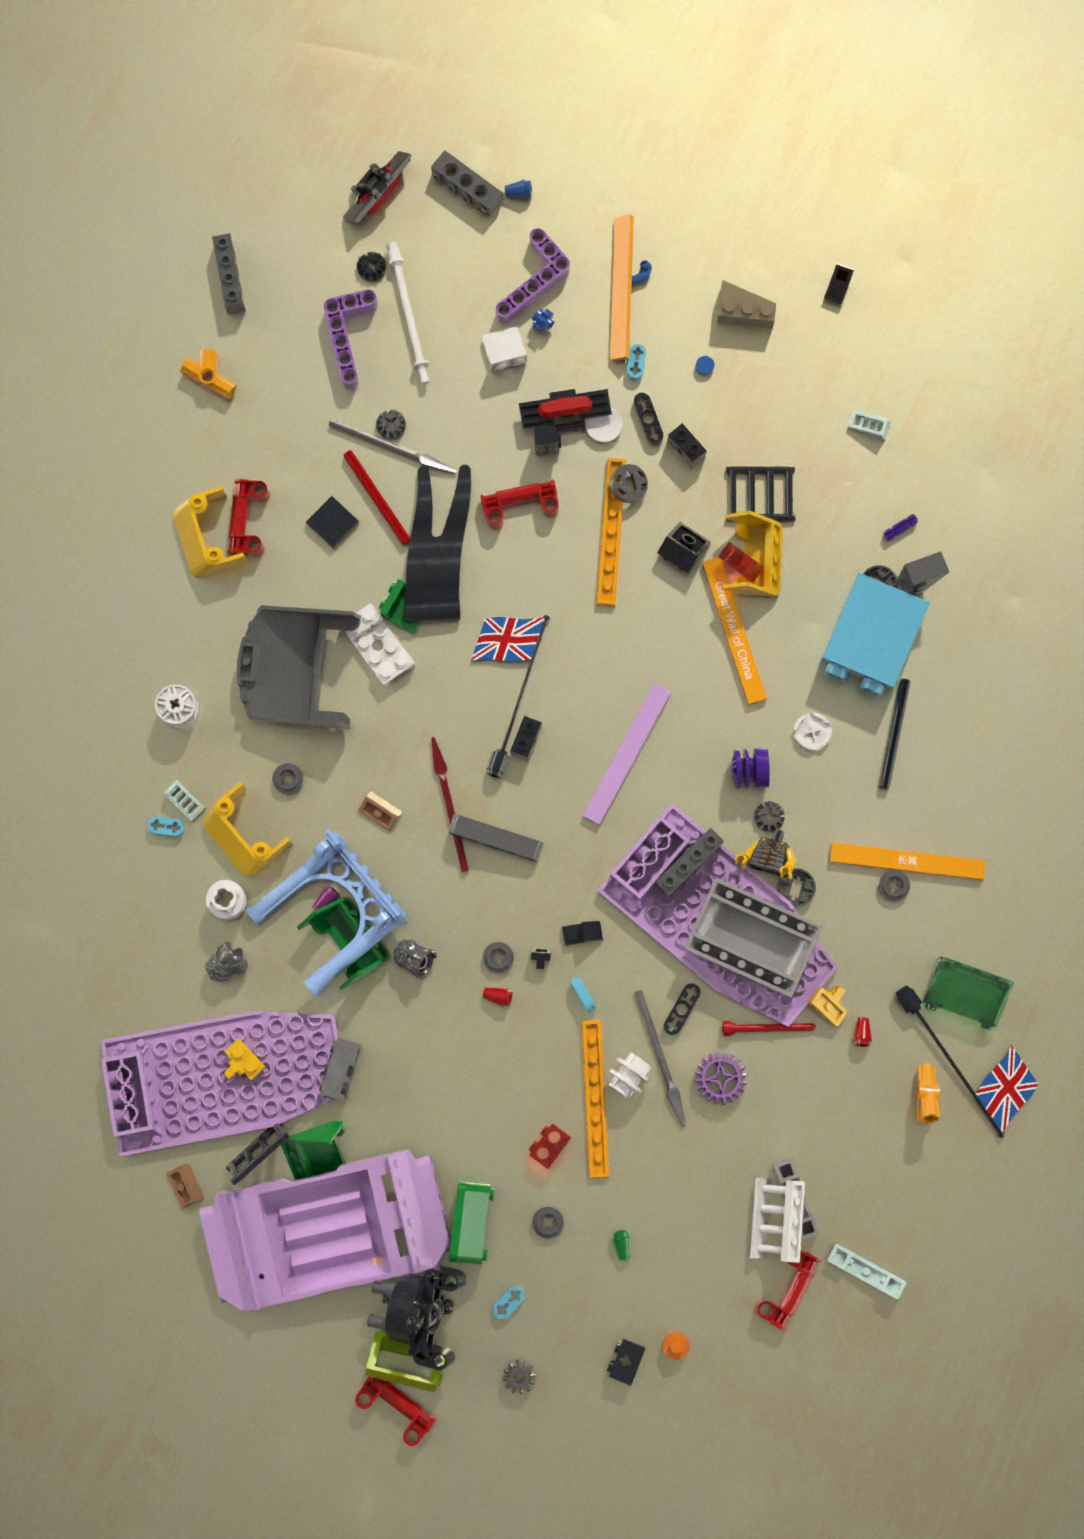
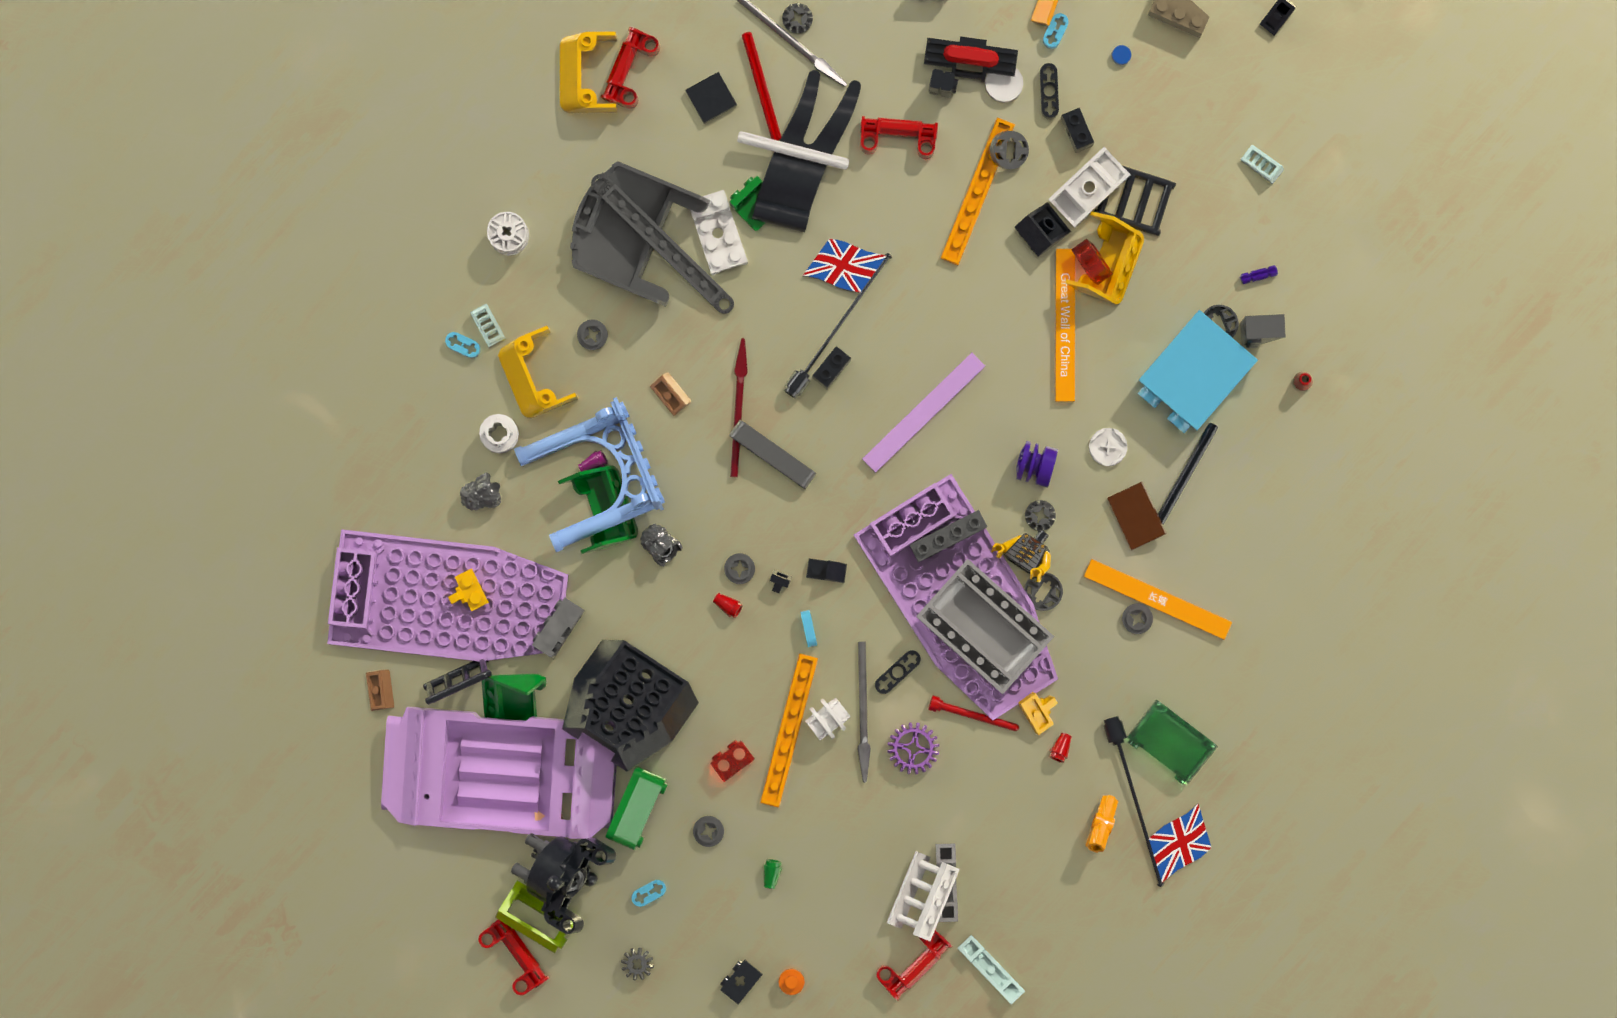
camera: 20 degrees right, 5 degrees up
(327, 670) = (662, 243): none -> dark grey plate
(425, 546) = (793, 150): none -> white axle
(451, 1142) = (640, 729): none -> black wedge
(707, 512) = (1074, 201): none -> white piece
(861, 787) = (1137, 515): none -> reddish brown tile
(973, 615) = (1299, 384): none -> red cone

